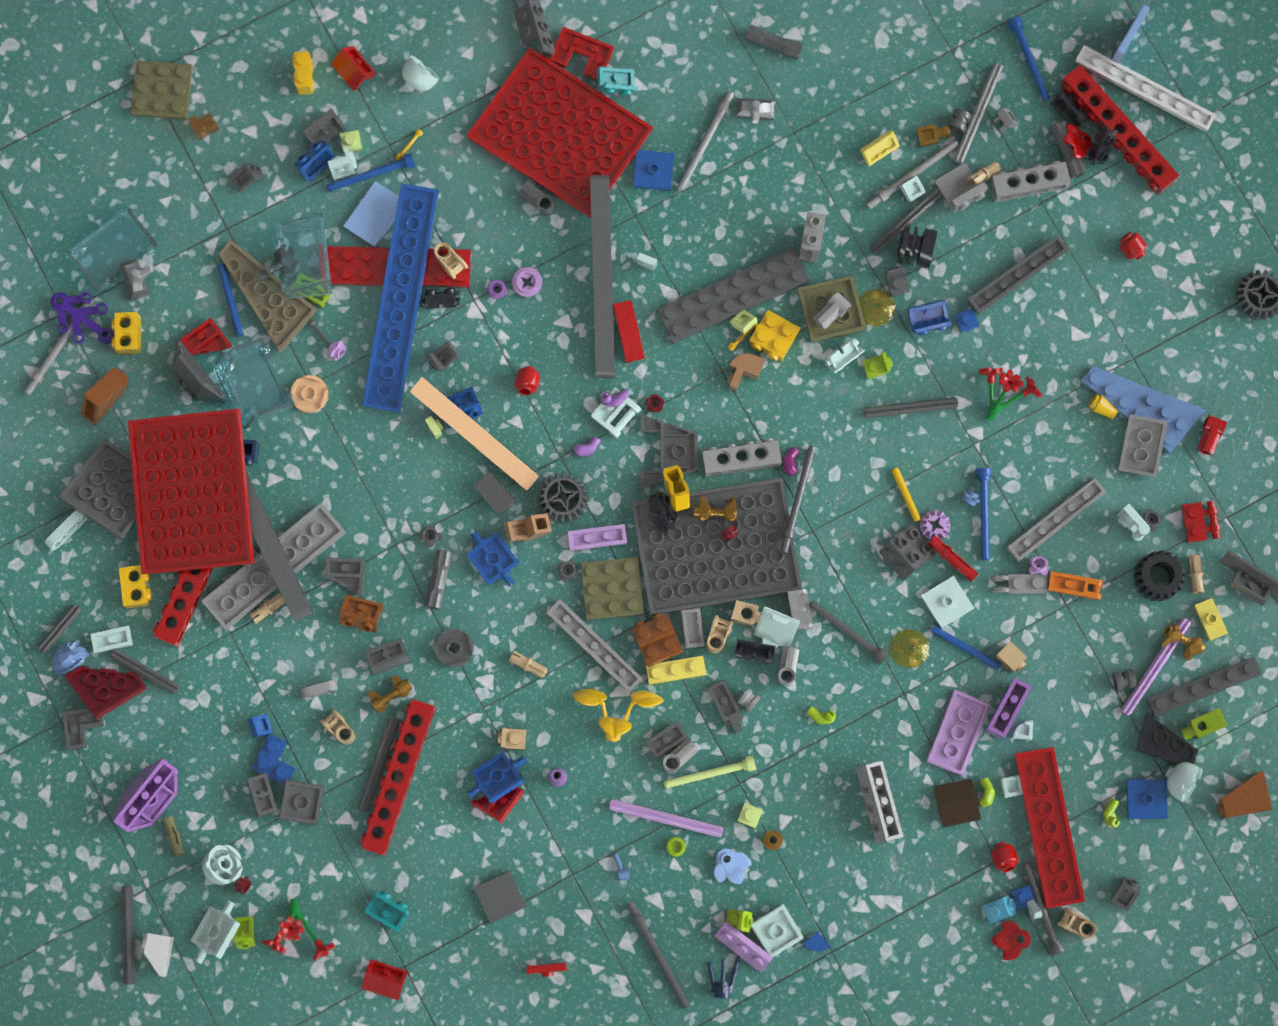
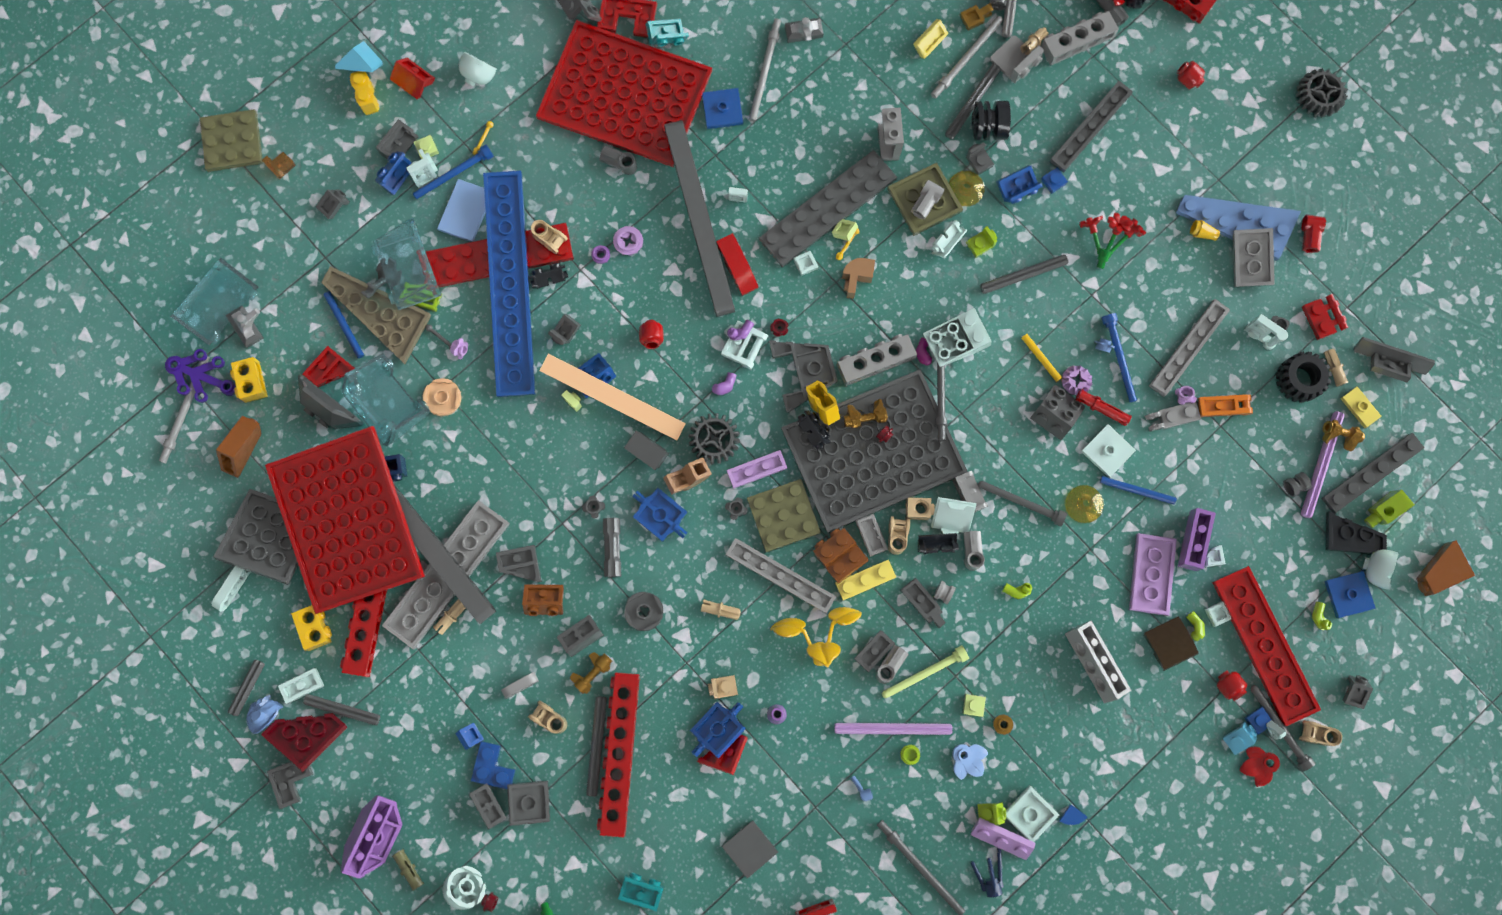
camera: 15 degrees left, 0 degrees up
(307, 40) = (360, 59): none -> medium azure slope
(697, 345) = (805, 263): none -> light aqua tile
(774, 336) = (877, 237): yellow plate -> none
(826, 456) = (958, 338): none -> light aqua slope
(912, 188) = (971, 69): light aqua plate -> none
(1011, 658) = (1185, 489): tan brick -> none

